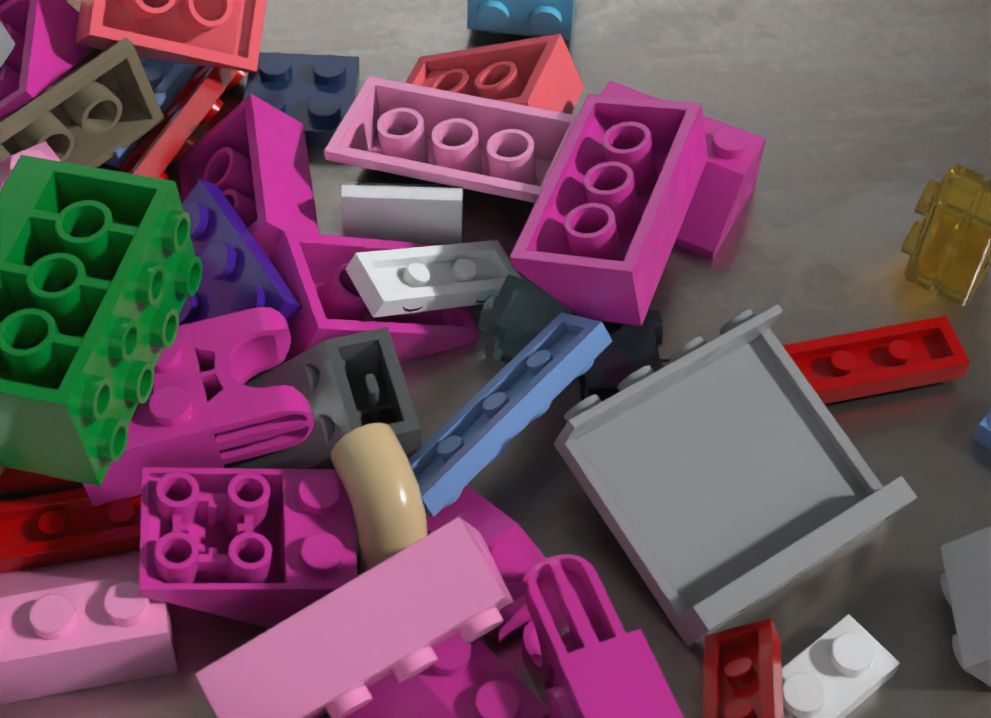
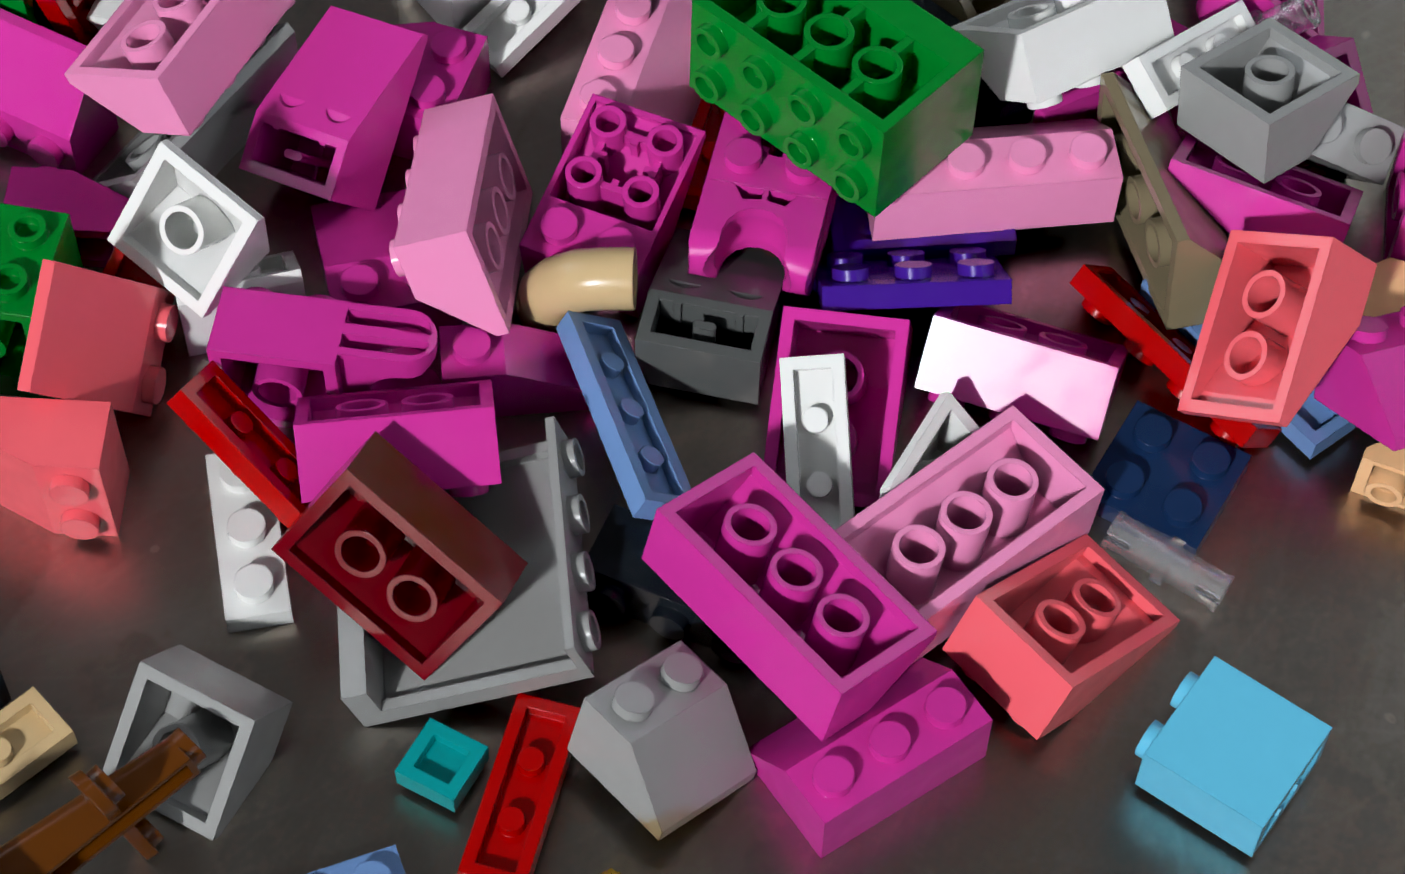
camera: 120 degrees right, 5 degrees up
(381, 54) = (1167, 561): none -> clear pin
(666, 554) = (438, 427): none -> dark pink slope
(757, 275) = (664, 740): none -> light grey slope
(782, 475) = (400, 556): none -> dark red slope
(890, 426) = (442, 764): none -> teal plate

